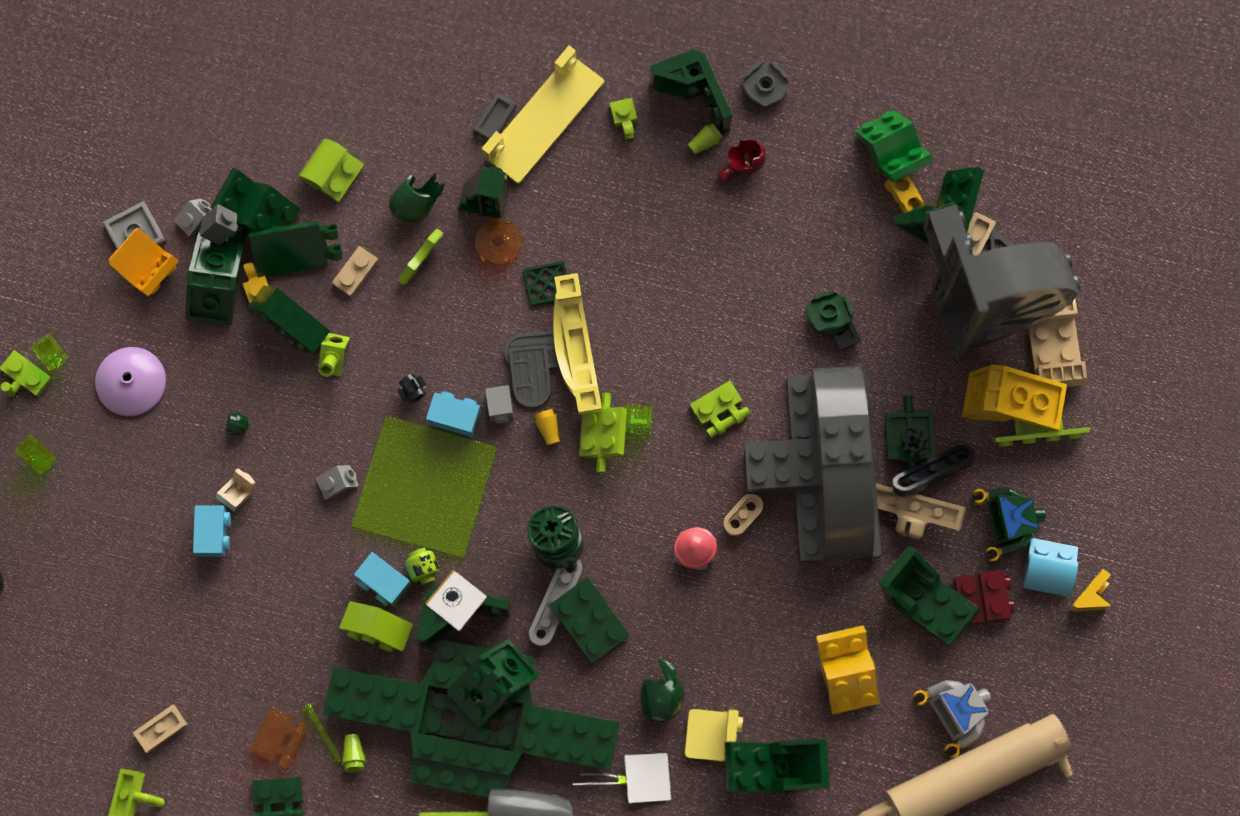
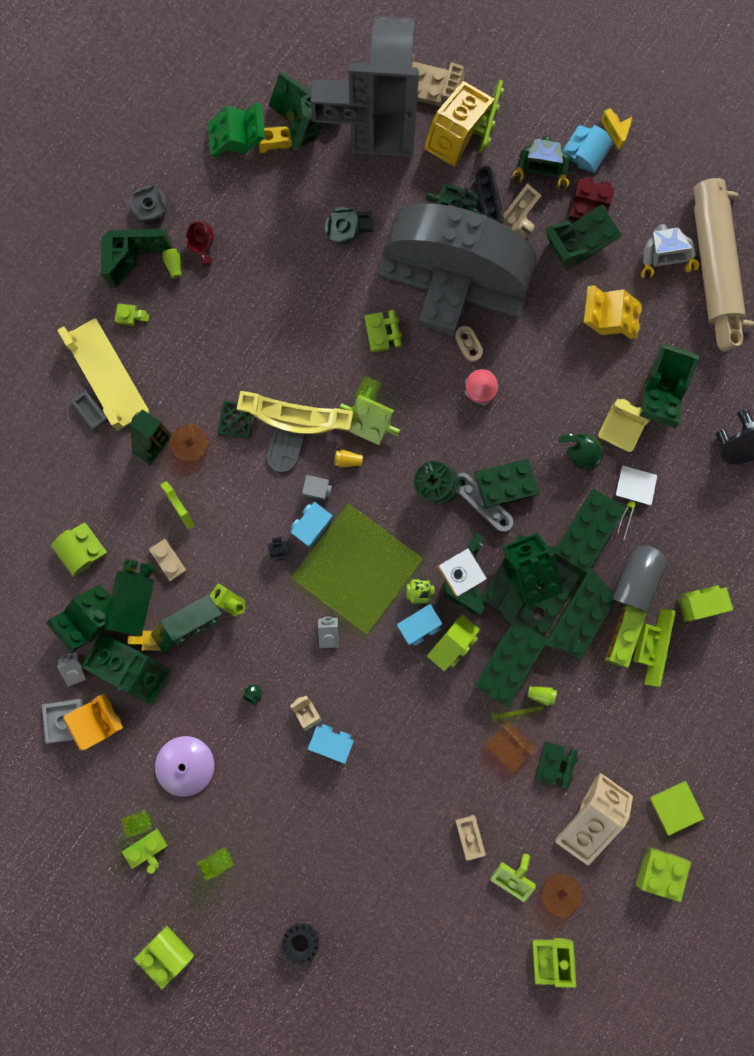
camera: 70 degrees left, 5 degrees up
(219, 225) = (88, 650): dark grey brick -> none
(410, 204) = (131, 497): dark green helmet -> none
(530, 375) = (302, 457): dark grey window -> none

